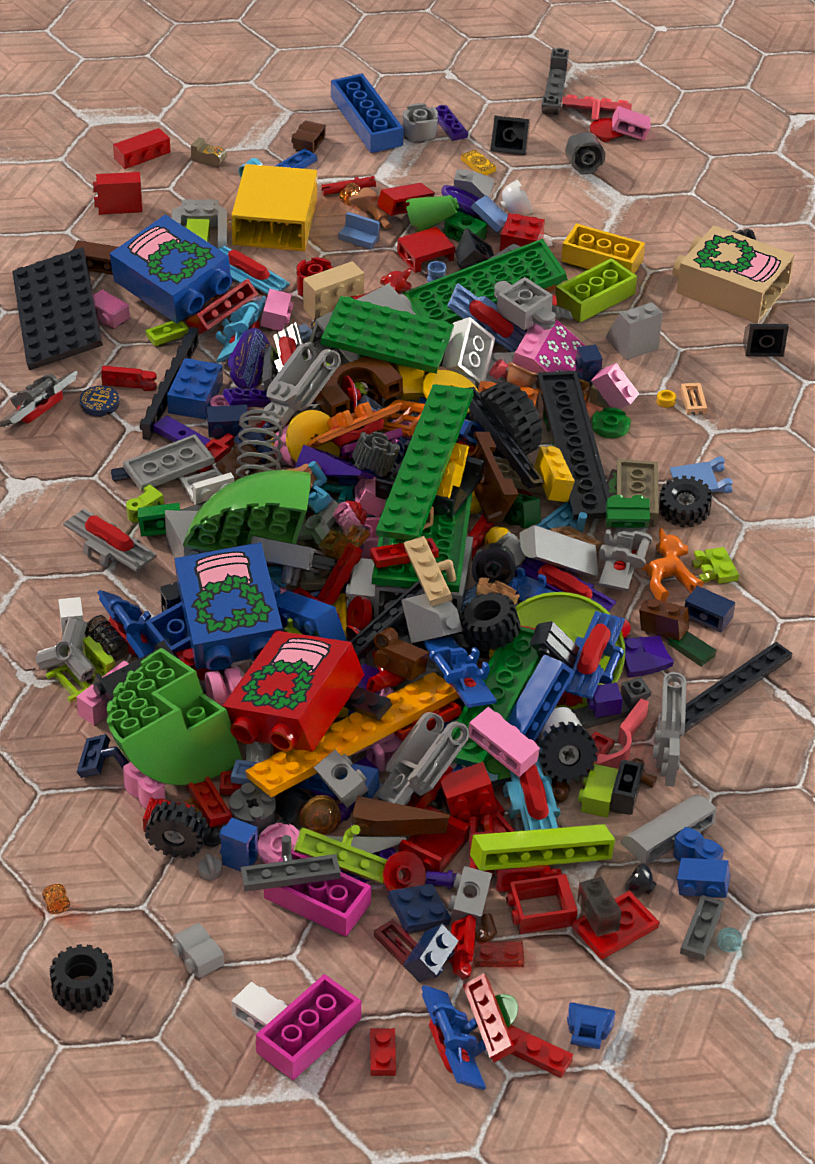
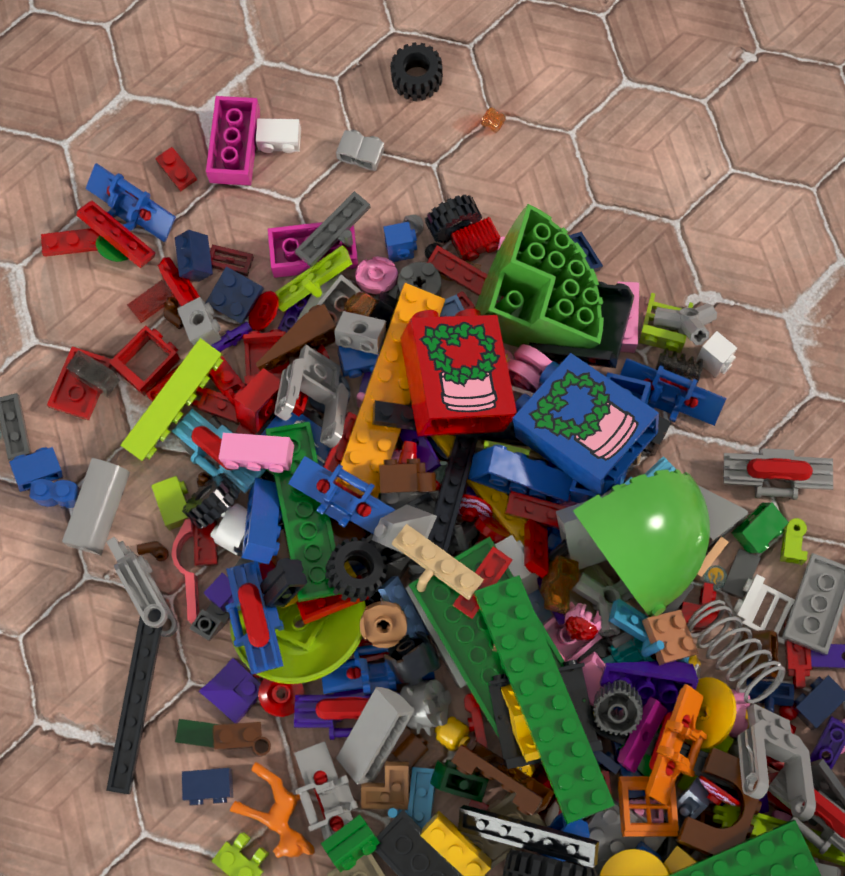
camera: 150 degrees right, 30 degrees up
(589, 1022) = (45, 285): blue piece -> none
(626, 787) = (149, 515): black brick -> none
(640, 880) = (86, 435): black brick -> none

